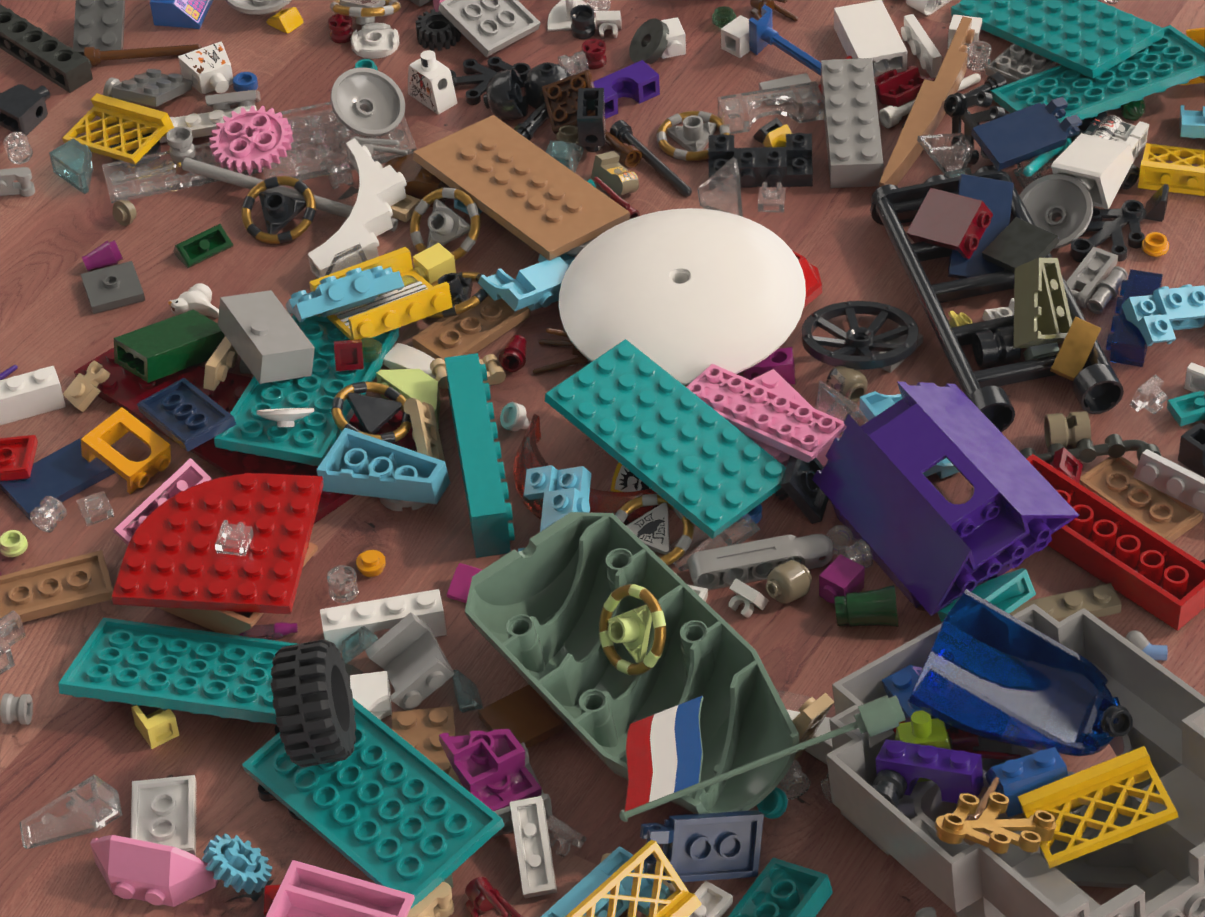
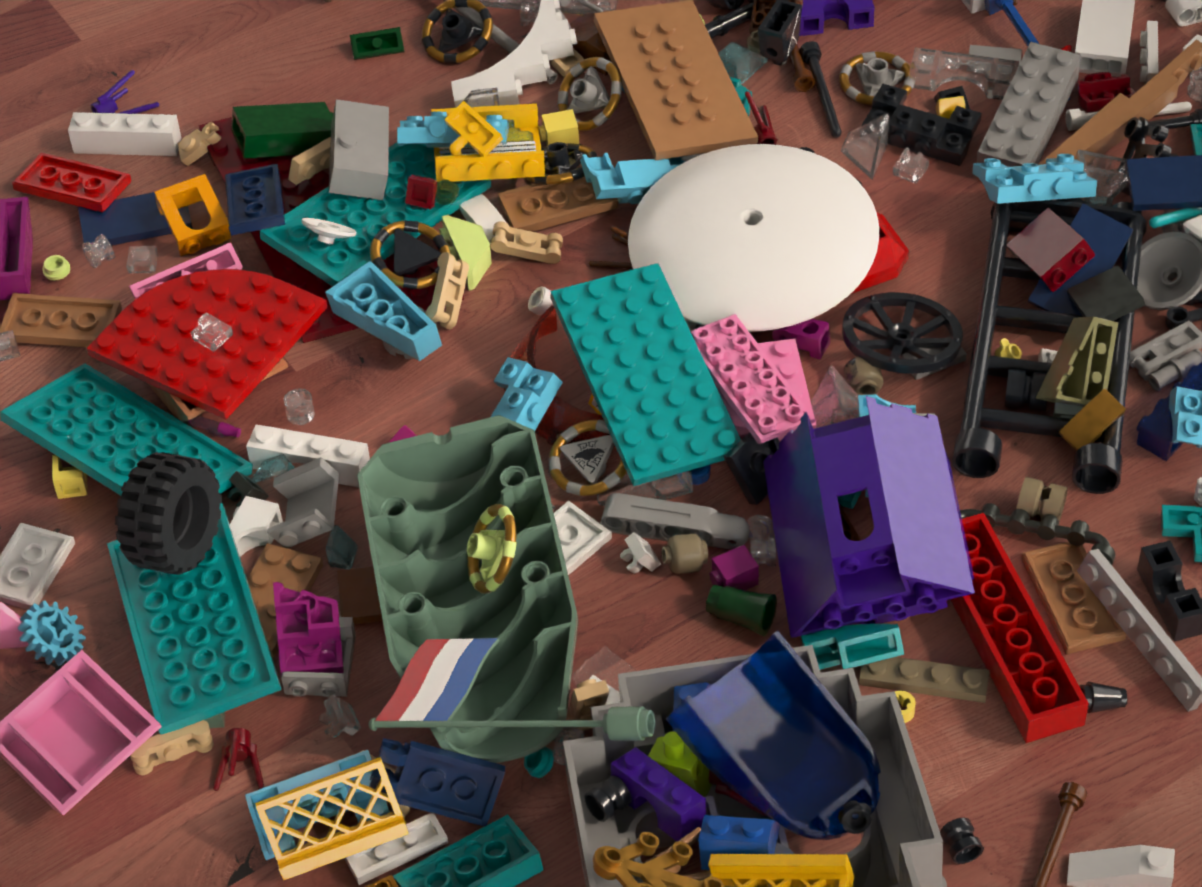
camera: 25 degrees right, 5 degrees up
(103, 256) = (288, 25): magenta cone -> none
(112, 287) = (279, 57): dark grey plate -> none
(195, 298) = (329, 92): white animal -> none
(371, 563) = (336, 395): light orange plate -> none
(374, 282) = (471, 130): none -> yellow plate
(479, 455) = (480, 327): teal brick -> none
(513, 354) = (578, 240): dark red cone -> none
(533, 847) = (302, 718): white plate -> none
(614, 174) = (775, 93): dark tan leg -> none
(903, 171) = (1056, 179): none -> medium azure bracket
(1067, 464) = (1016, 538): dark red tile -> none
(1149, 396) = (1147, 493): clear tile -> none
(1157, 652) = (979, 748): arm -> none

